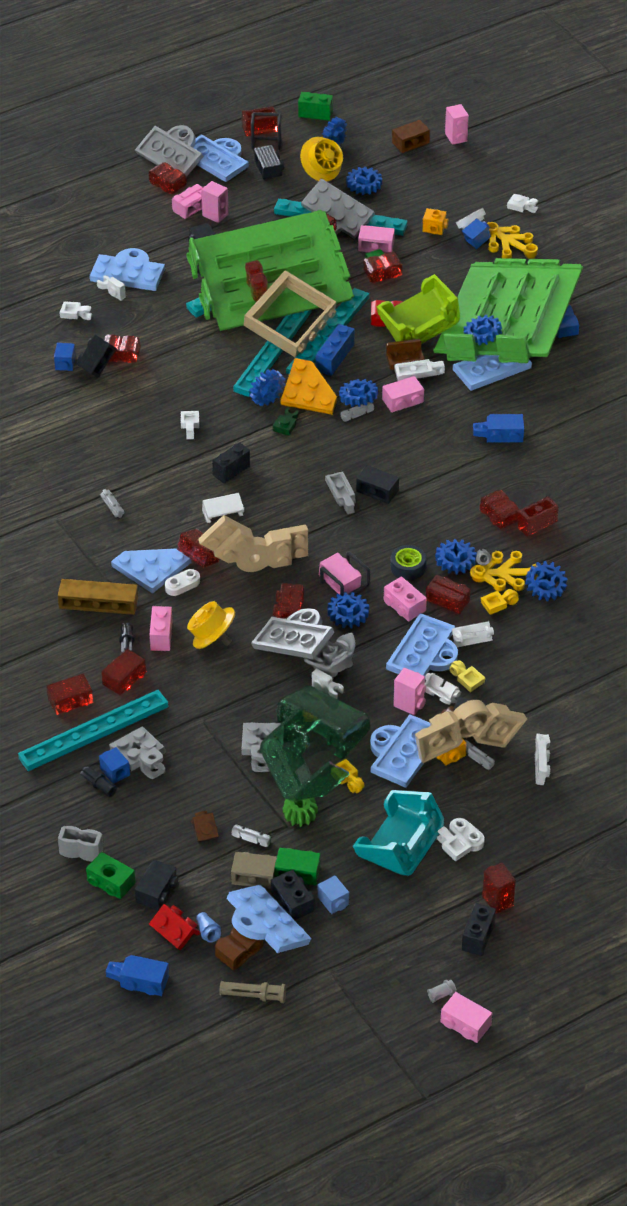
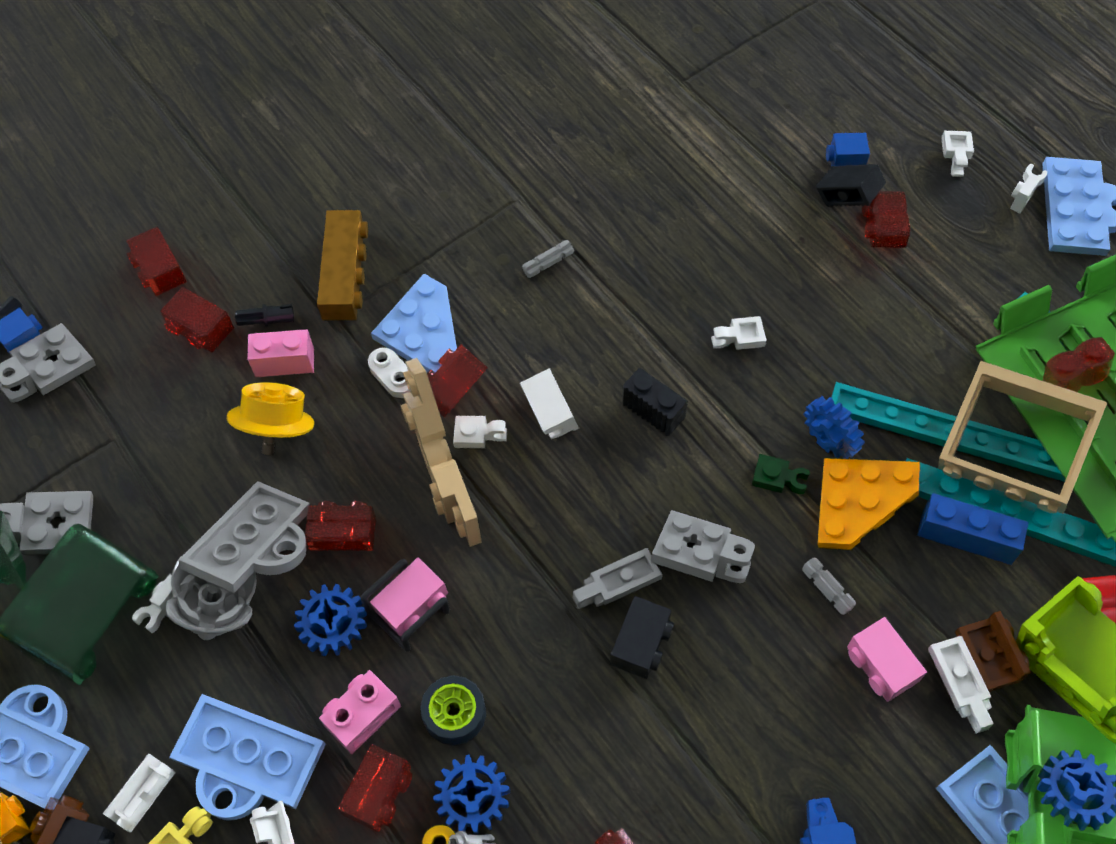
camera: 85 degrees right, 15 degrees up
(93, 730) = (92, 303): teal plate -> none
(330, 454) = (711, 554): none -> light grey plate
(358, 392) = (867, 580): blue gear -> none
(409, 691) = (119, 737): bright pink brick -> none

